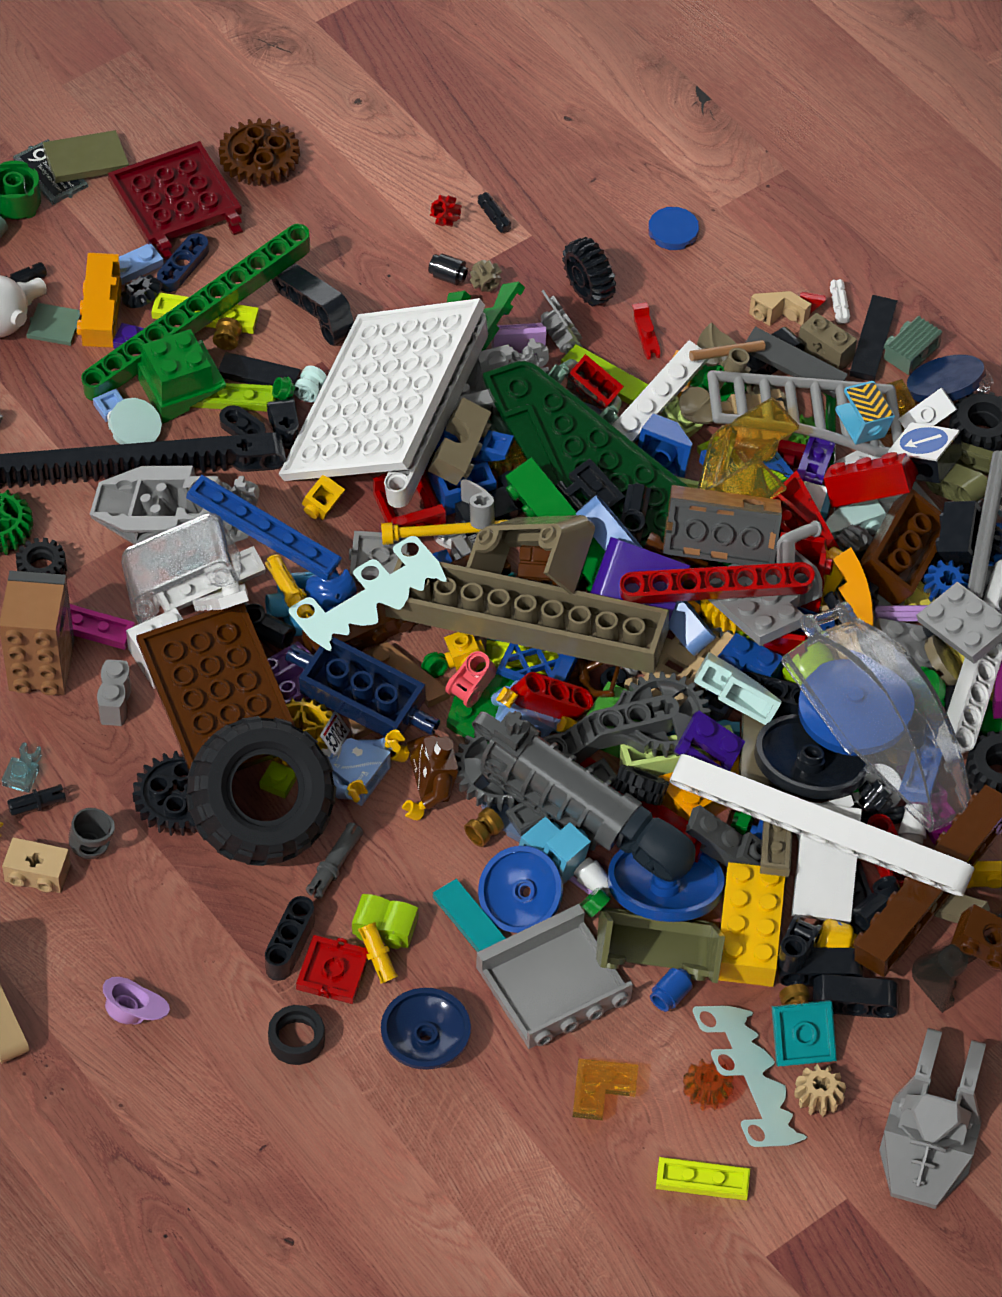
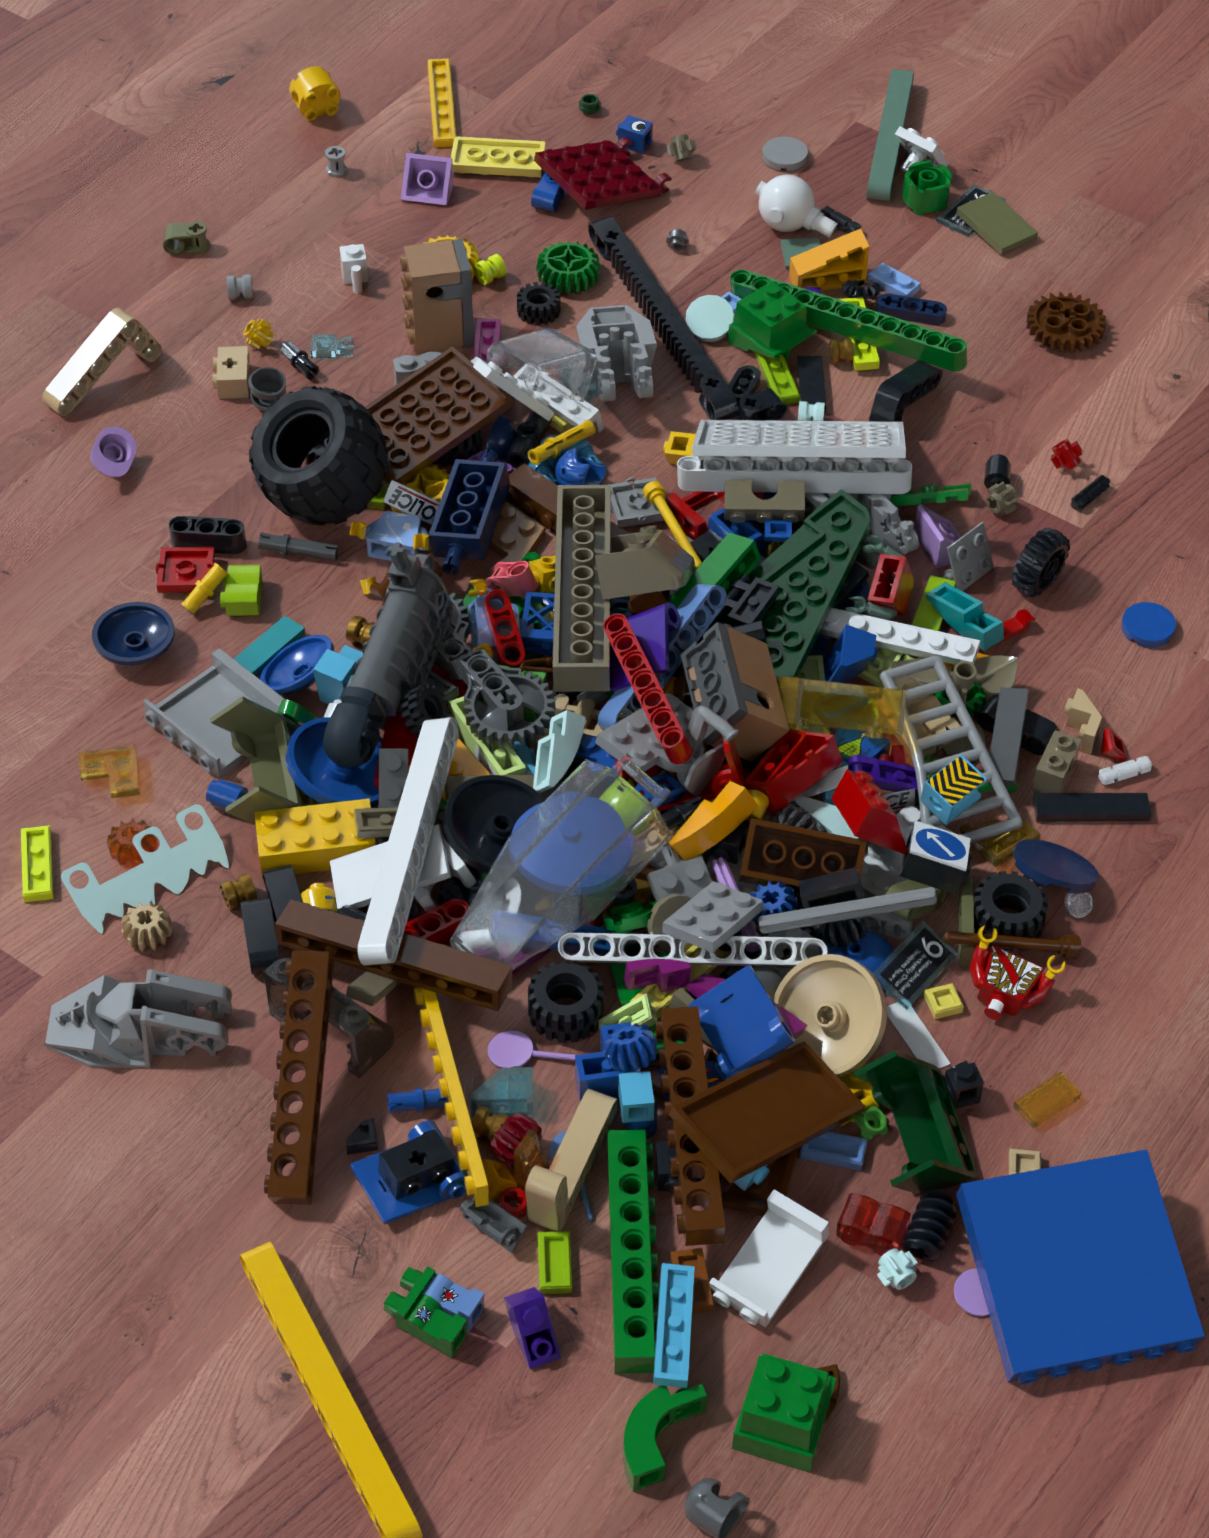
camera: 75 degrees right, 5 degrees down
(175, 195) = (983, 285): dark red plate -> none
(264, 527) = (600, 395): blue tile -> none
(283, 388) = (793, 396): green plate -> none
(290, 1015) = (113, 575): black tyre -> none
(385, 589) = (561, 484): light aqua piece -> none
(480, 504) = (699, 535): light grey panel -> none
(630, 347) = (966, 615): none -> teal slope
(712, 739) = (489, 746): dark purple plate -> none
(722, 351) = (982, 672): medium nougat bar -> none
(798, 940) = (288, 864): black piece -> none
(803, 1033) = (202, 899): teal plate -> none
(912, 344) = (1094, 836): sand green brick -> none
(930, 411) = (993, 853): white plate -> none

